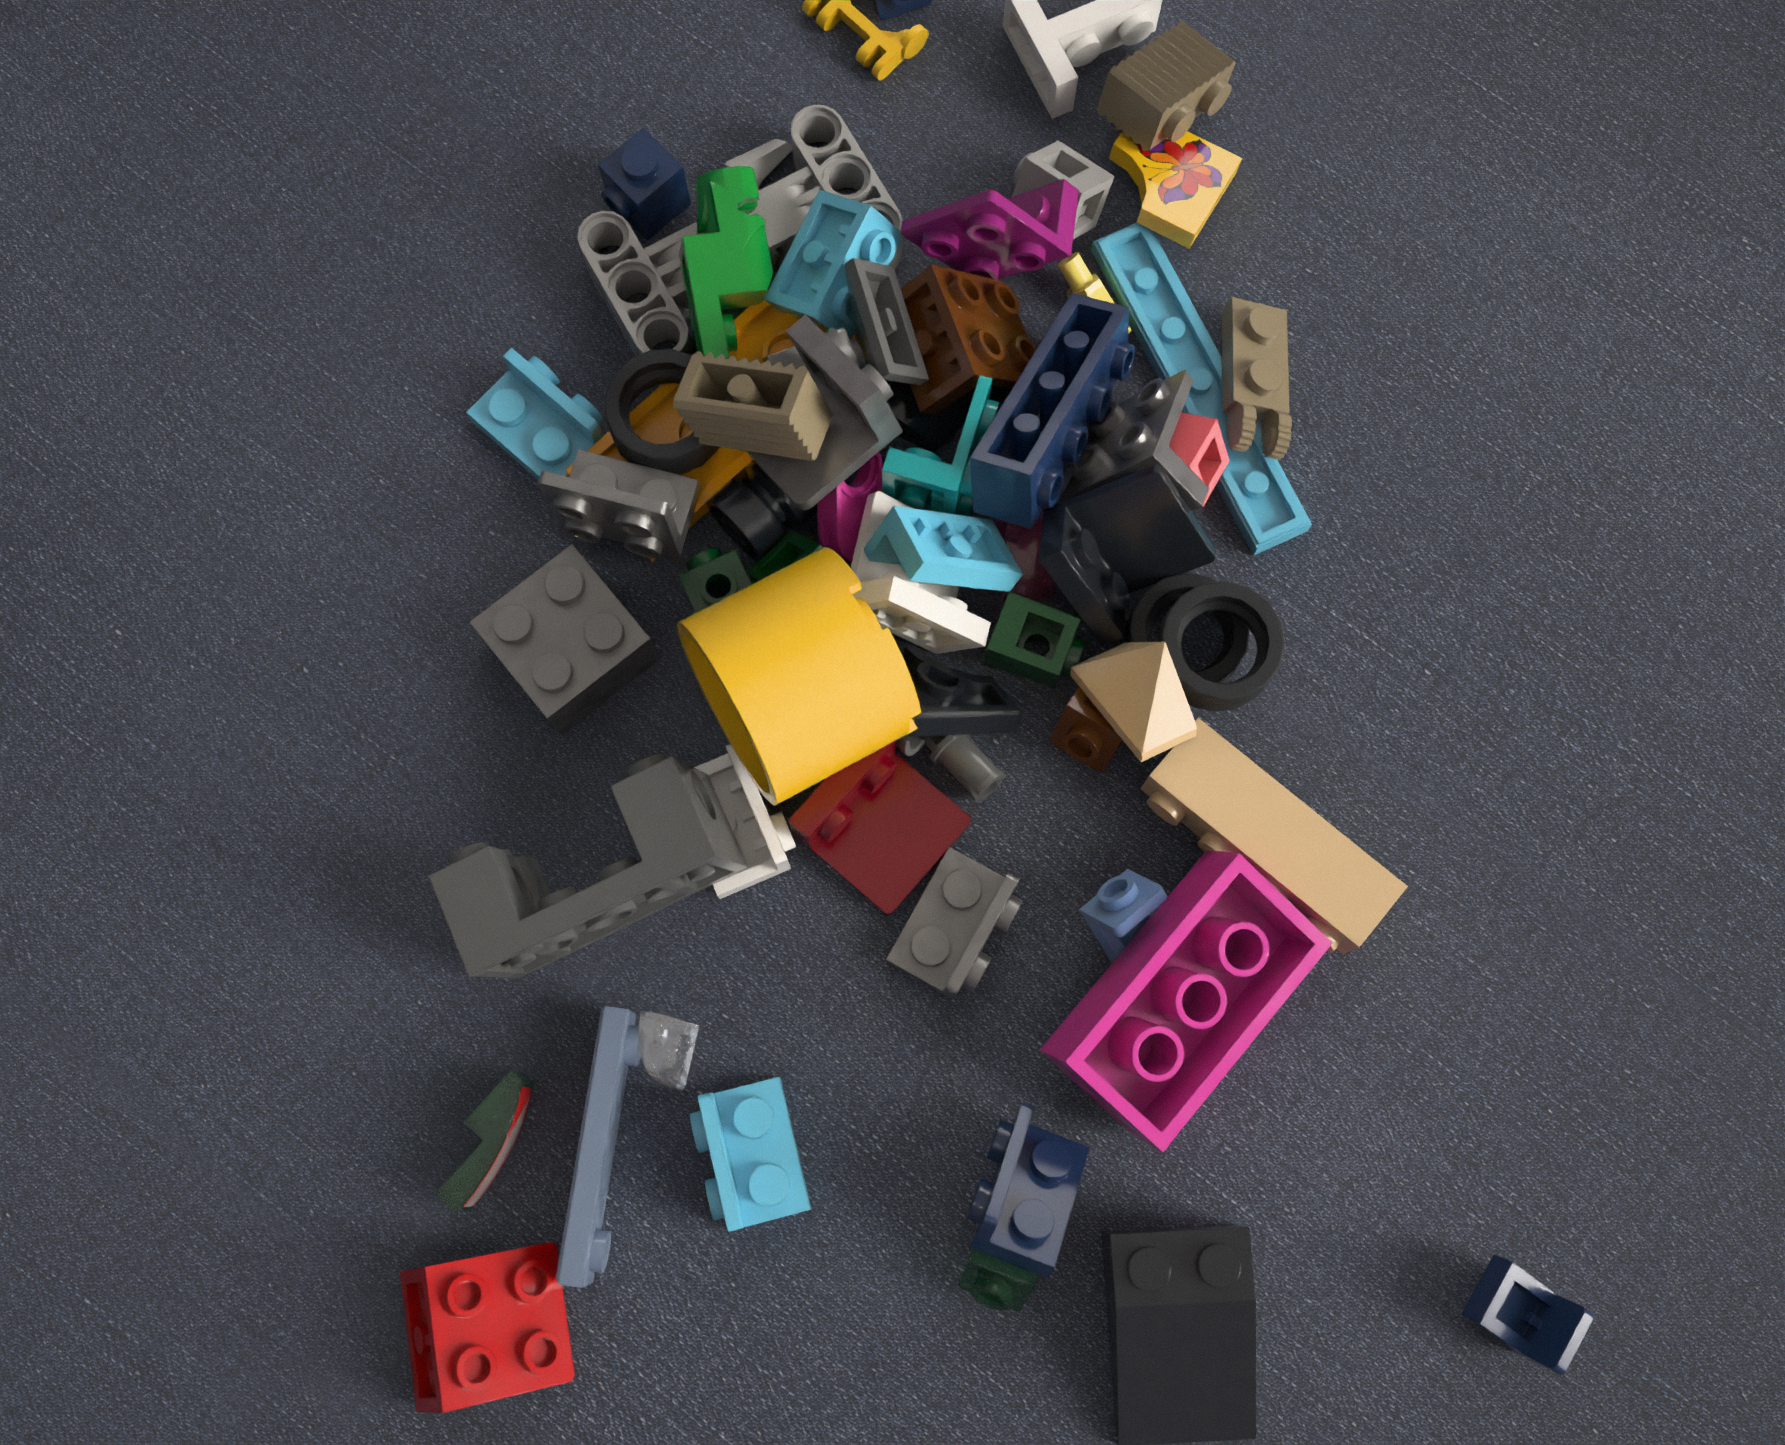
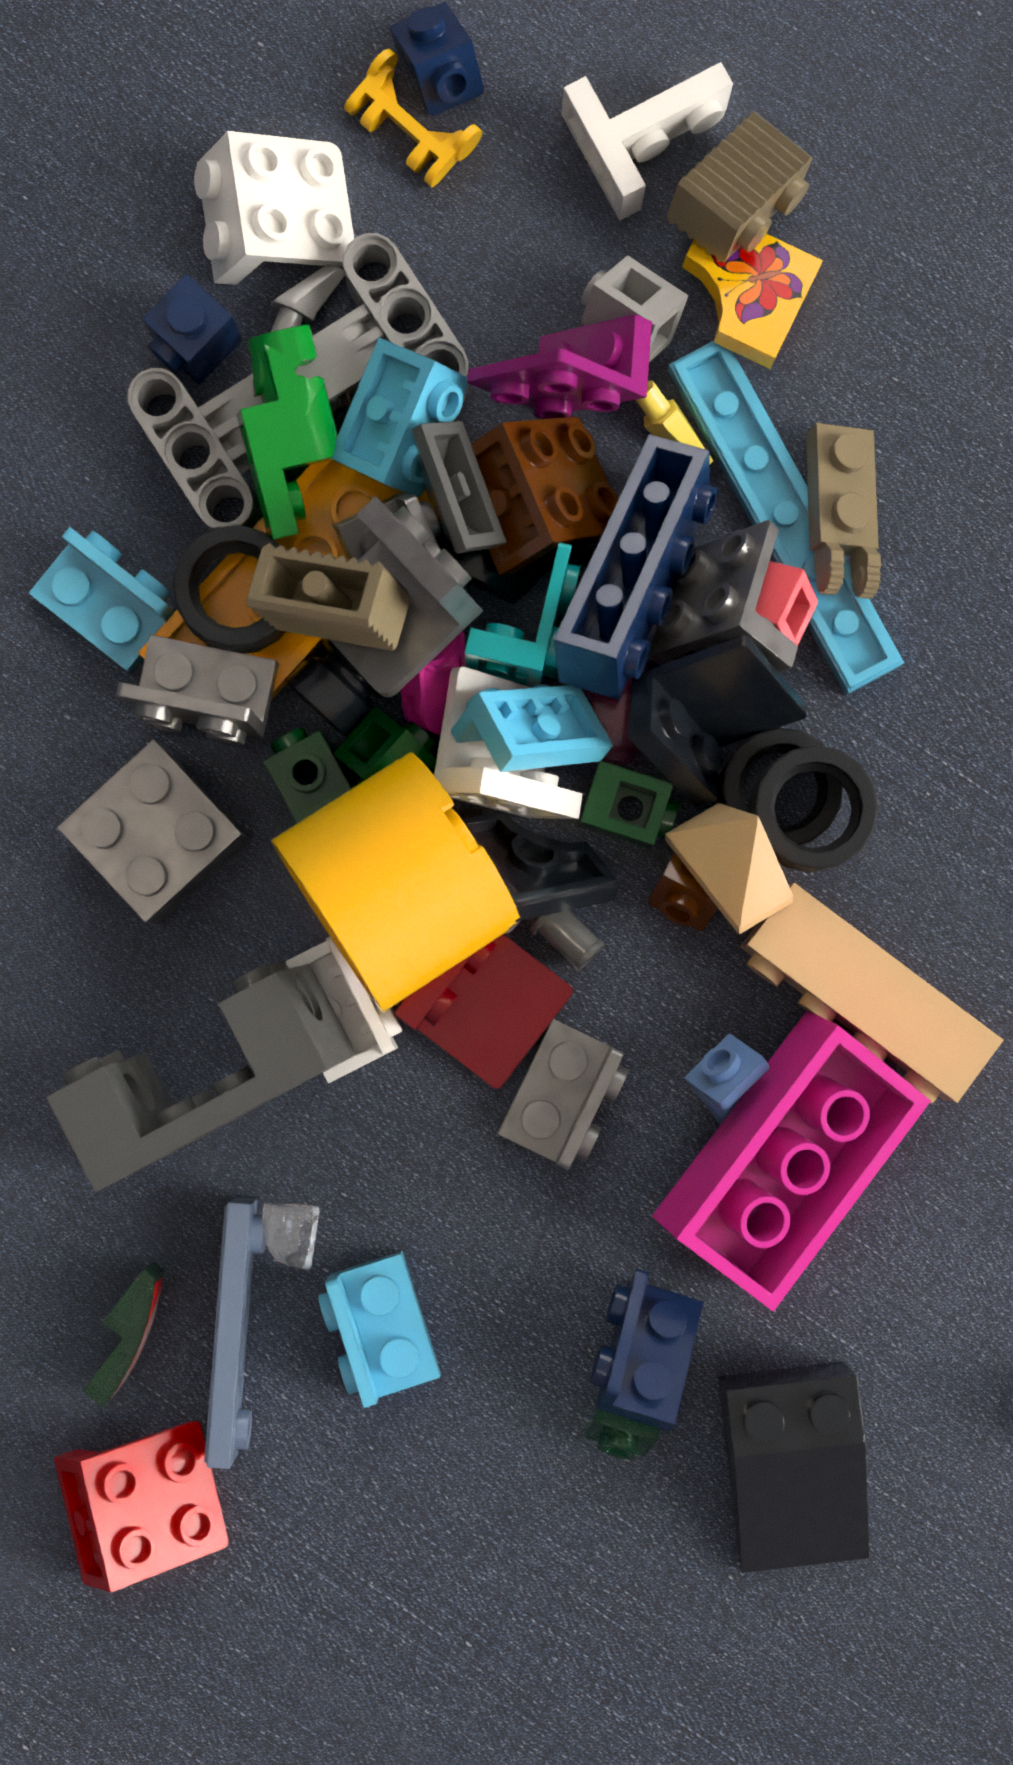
camera: 10 degrees left, 10 degrees up
(728, 79) = (272, 203): none -> white bracket

